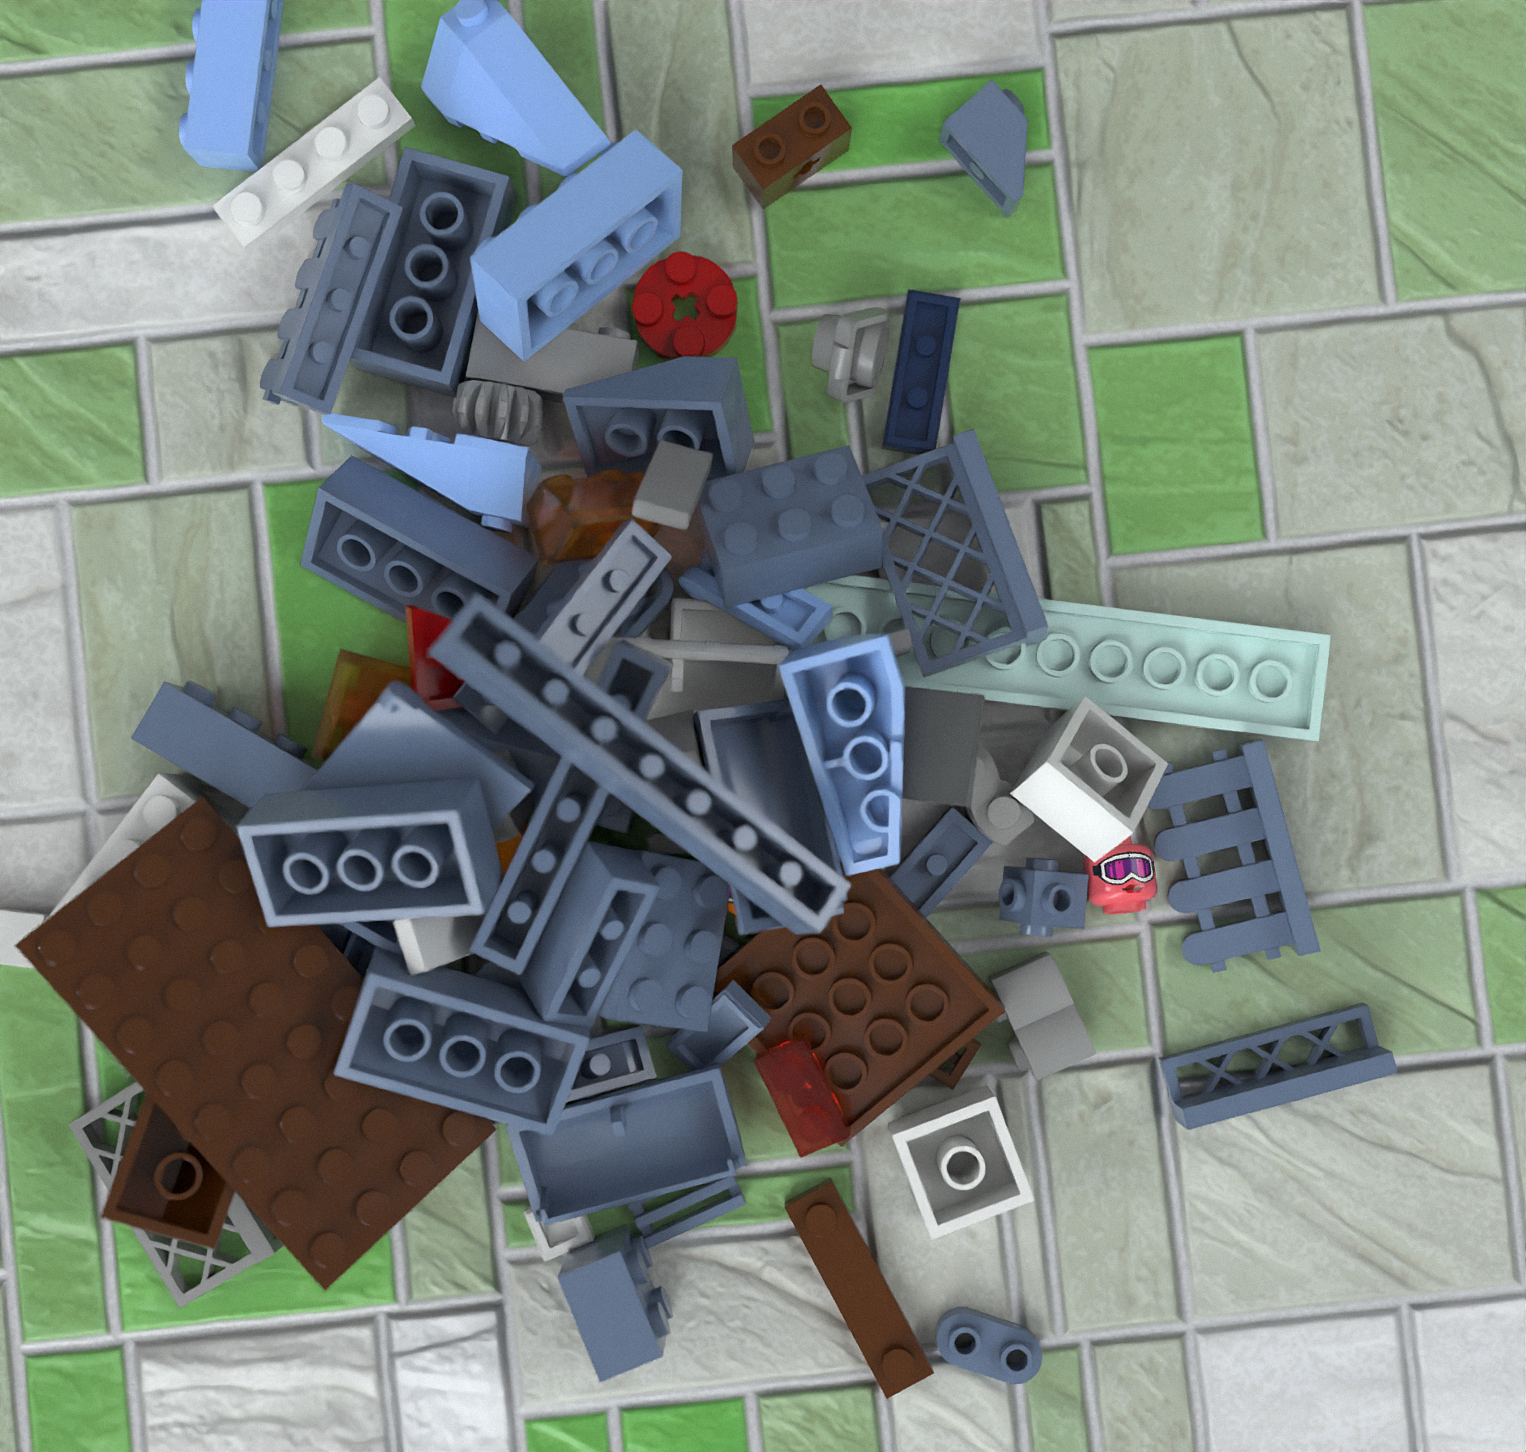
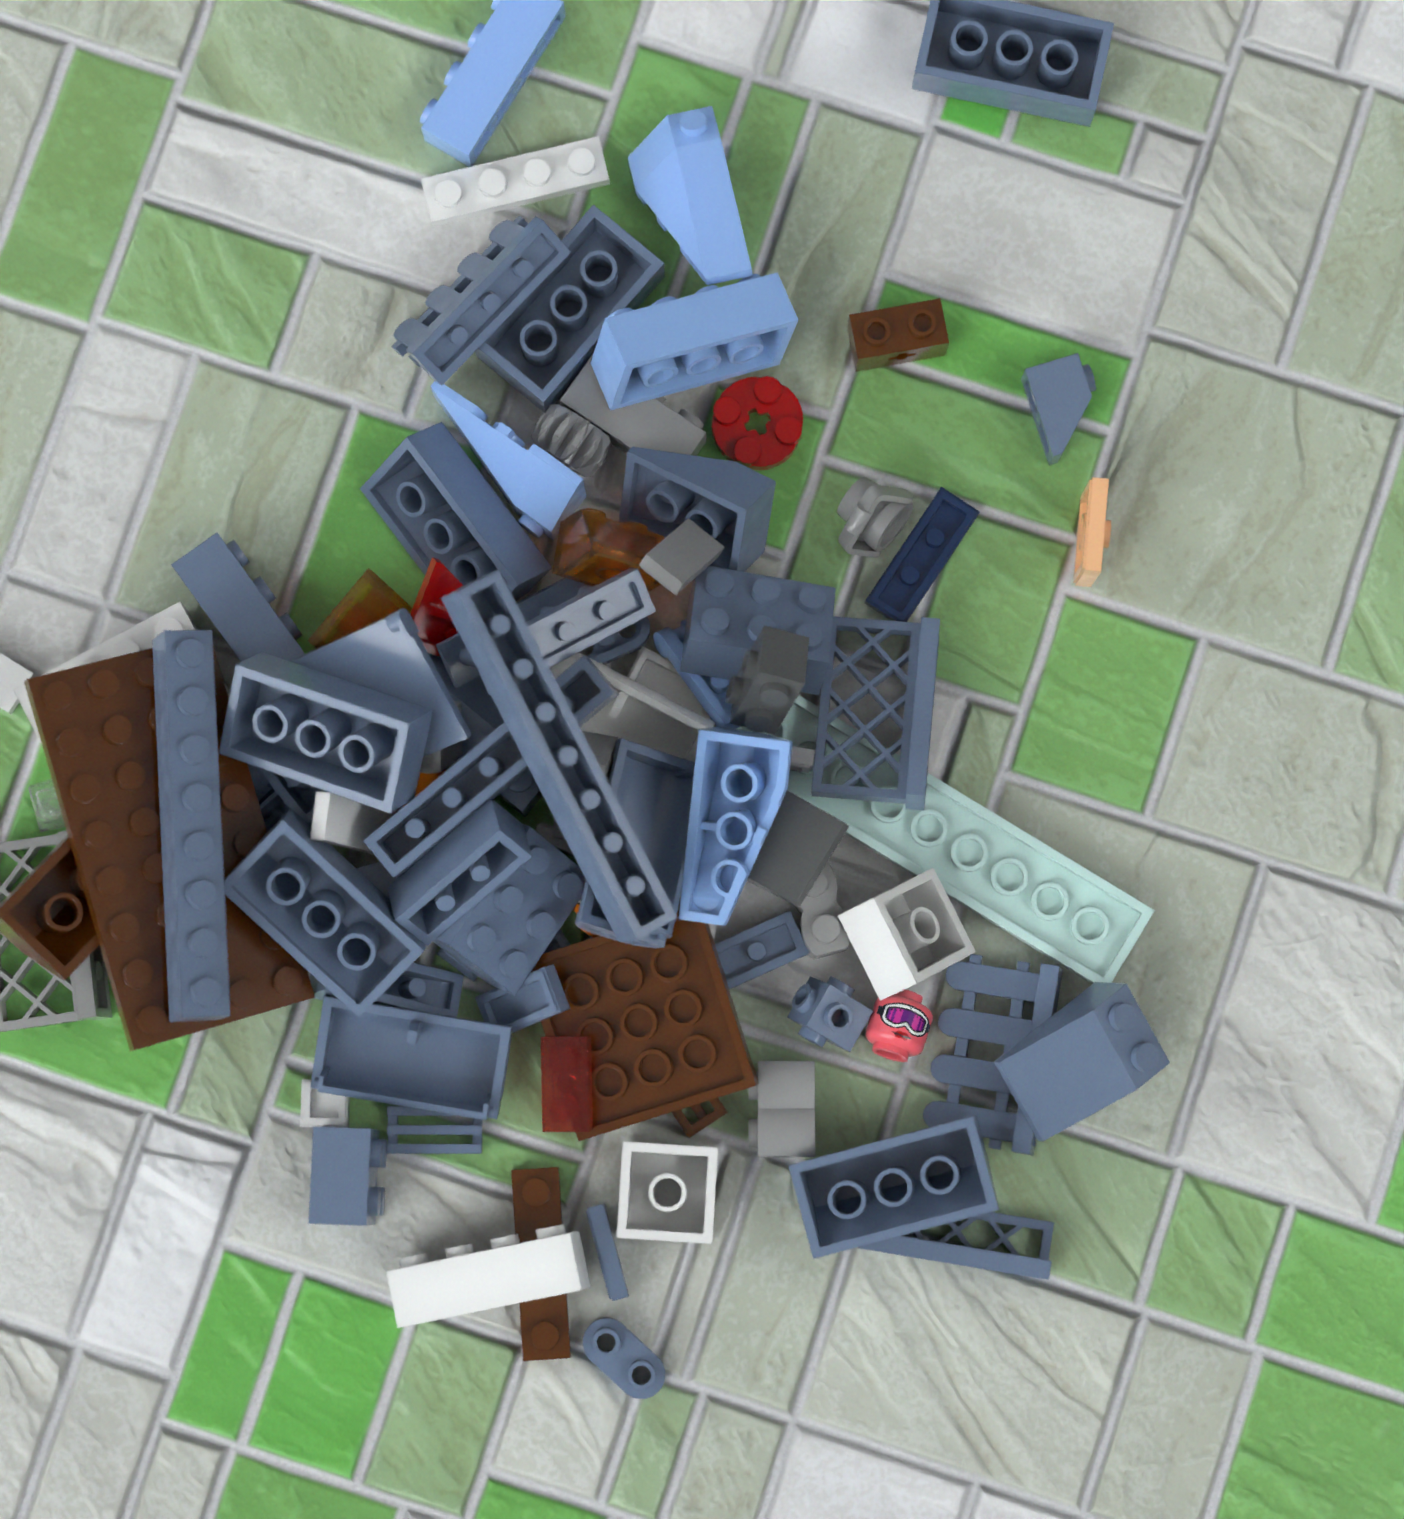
camera: 30 degrees right, 5 degrees down
(272, 1022) = (190, 826): none -> sand blue brick
(813, 1335) = (488, 1278): none -> white brick
(828, 576) = (768, 680): none -> dark grey brick
(923, 1249) = (607, 1252): none -> sand blue tile
(1091, 264) = (1092, 532): none -> light nougat plate
(1196, 1049) = (894, 1186): none -> sand blue slope
(1333, 826) = (1082, 1059): none -> sand blue slope

